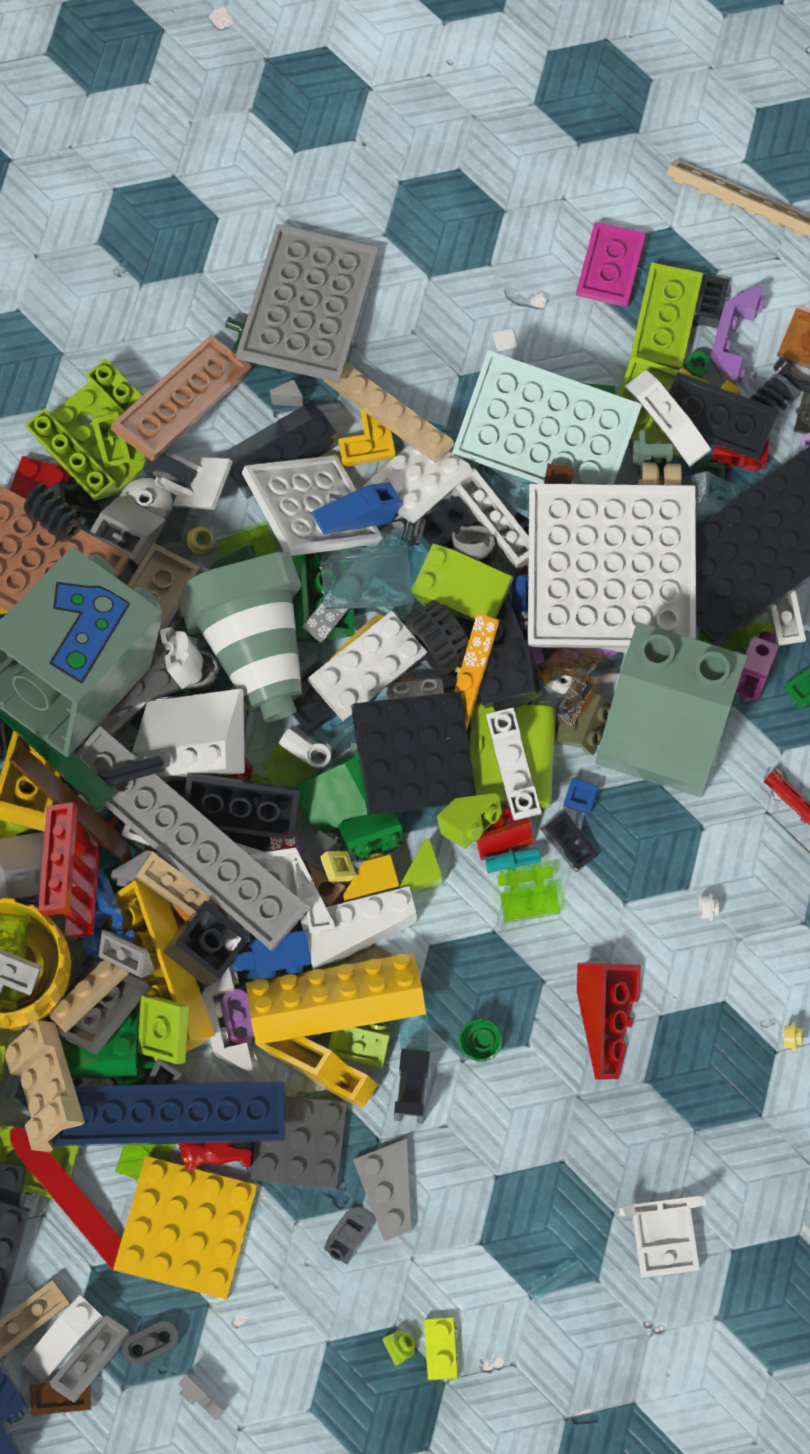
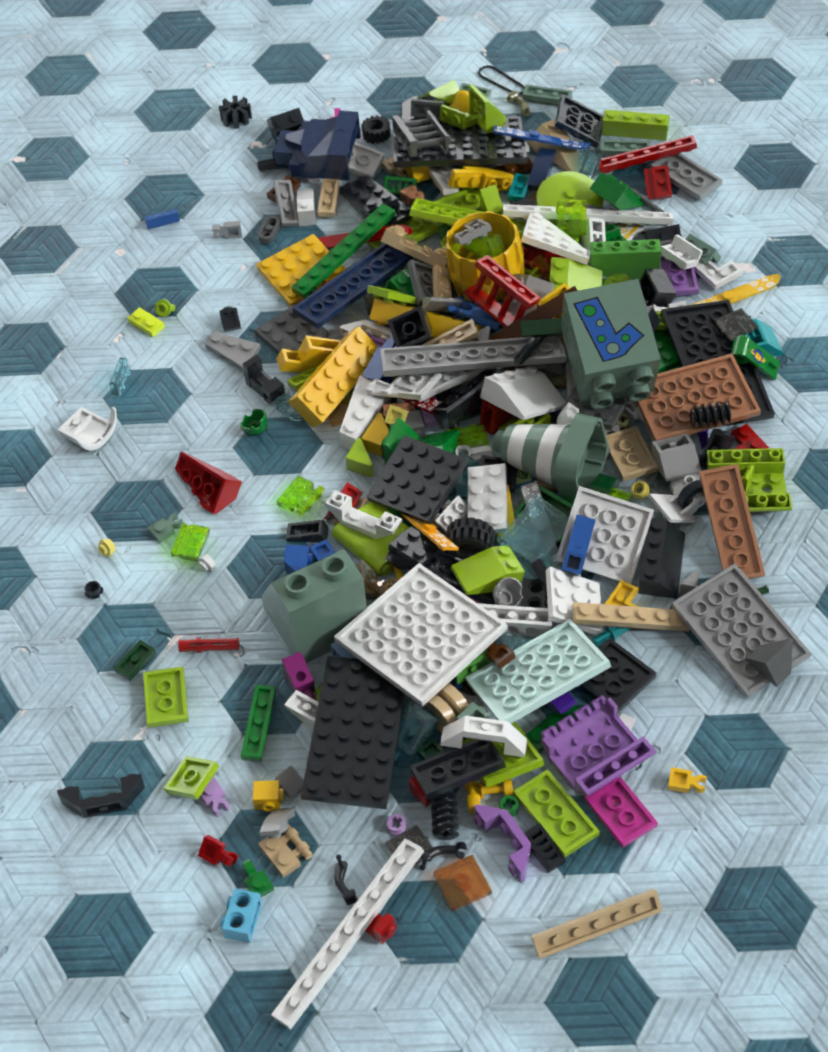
camera: 135 degrees right, 20 degrees down
(119, 1184) = (343, 250): none -> green plate
(322, 245) = (773, 660): none -> dark grey slope
(452, 379) = (622, 680): none -> black plate
(469, 817) = (360, 482): lime slope -> none
(511, 859) = (319, 505): teal axle -> none
(526, 237) = (682, 780): none -> yellow plate
(571, 322) = (594, 747): none -> medium lavender slope
(620, 806) = (297, 557): none -> blue slope
(699, 951) = (190, 542): none -> clear neon green plate
(709, 1004) = (164, 529): none -> sand green plate

